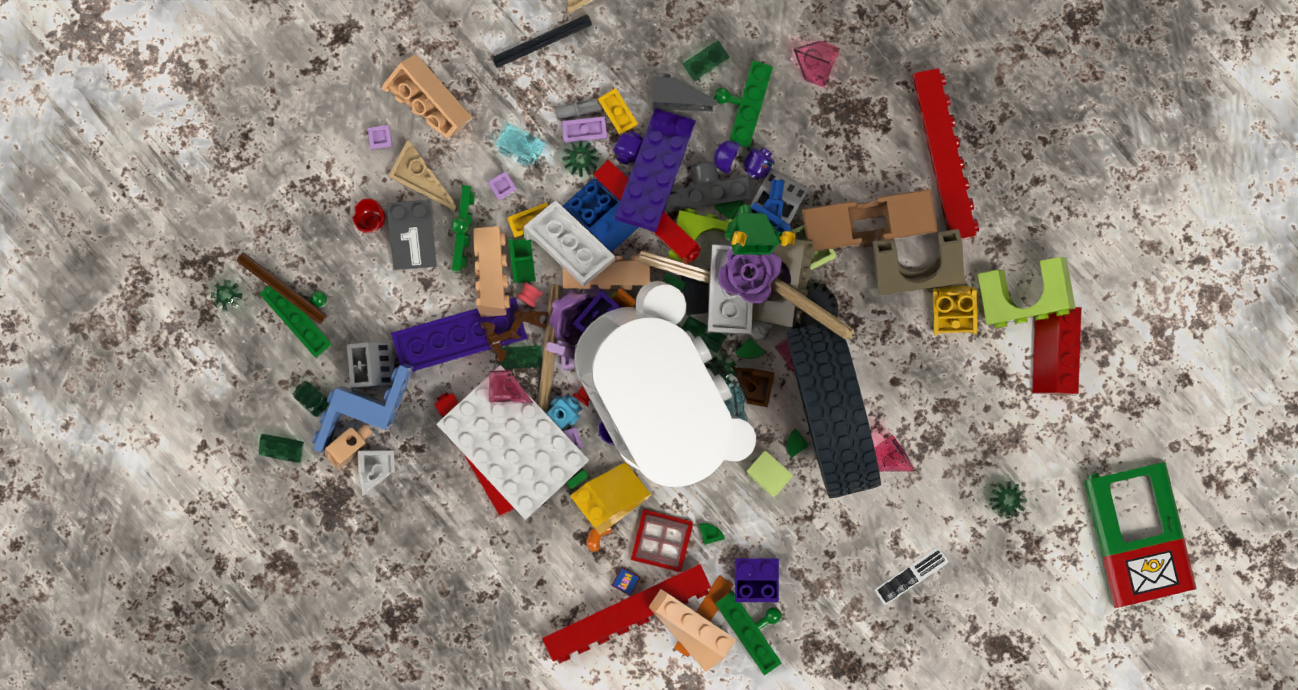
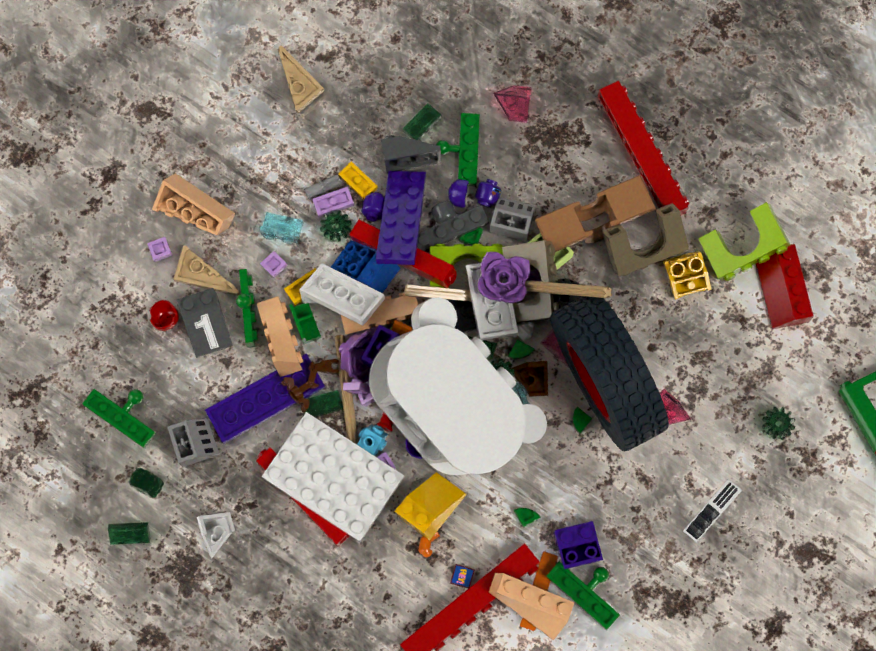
camera: 15 degrees left, 10 degrees down
(225, 289) = (55, 418): clear green piece -> none
(280, 287) = (100, 393): reddish brown axle -> none
(341, 453) = (184, 518): light nougat torso -> none
(362, 407) = (192, 478): medium blue bracket -> none
(506, 389) = (316, 431): clear pink slope -> none
(529, 295) = (318, 349): coral wheel -> none
(541, 41) = (280, 139): black axle -> none
(577, 479) = (397, 496): green tile -> none
(662, 540) = (485, 532): clear piece -> none
(754, 234) = (500, 244): green torso -> none
(769, 474) = (564, 450): yellowish green piece -> none
(774, 206) = (509, 228): blue piece -> none

